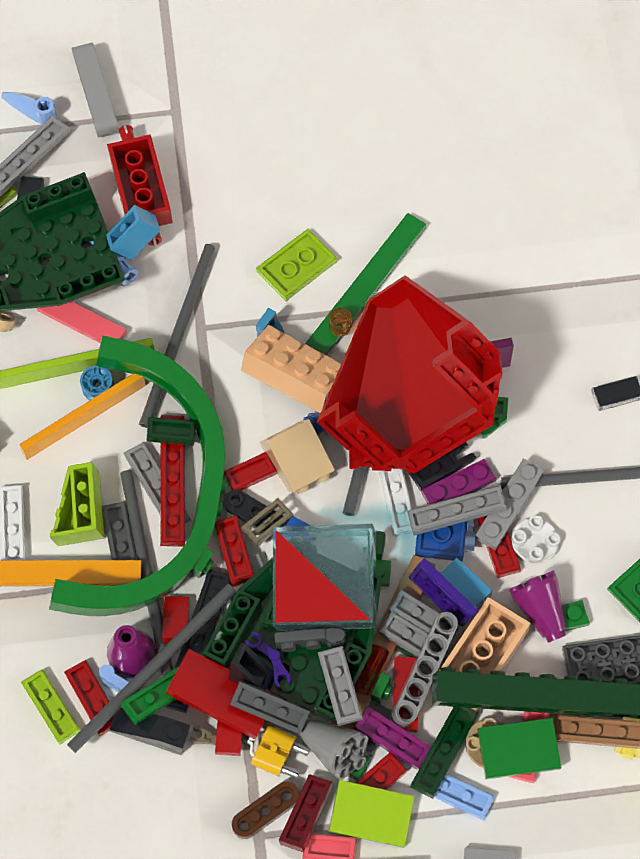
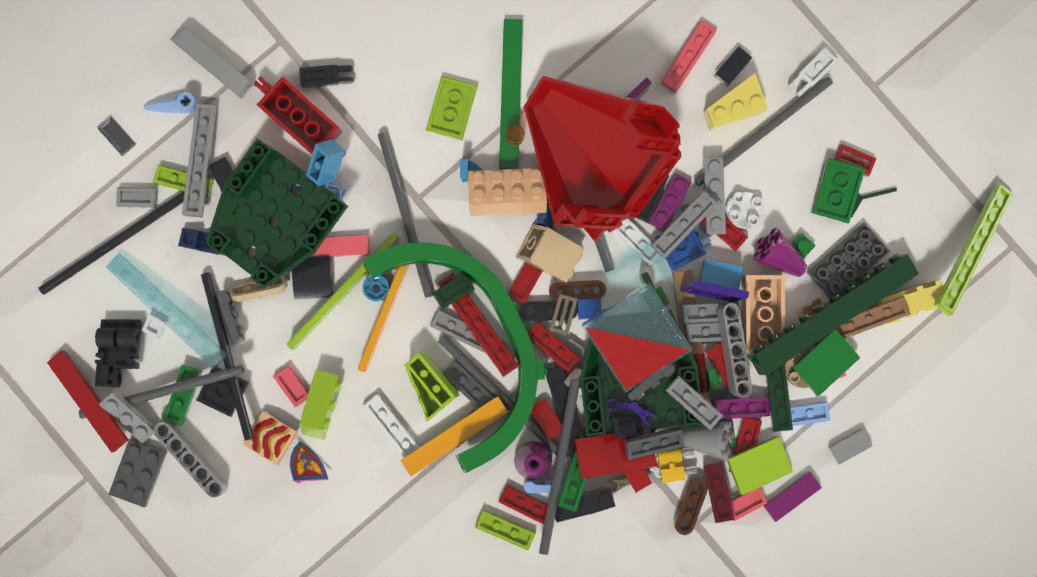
camera: 40 degrees left, 20 degrees up
(41, 335) = (313, 278): none -> black slope
(193, 163) = (324, 76): none -> black hinge
(312, 513) = (585, 286): none -> reddish brown plate
(576, 357) = (688, 56): none -> coral tile
(593, 429) = (737, 105): none -> light yellow wedge

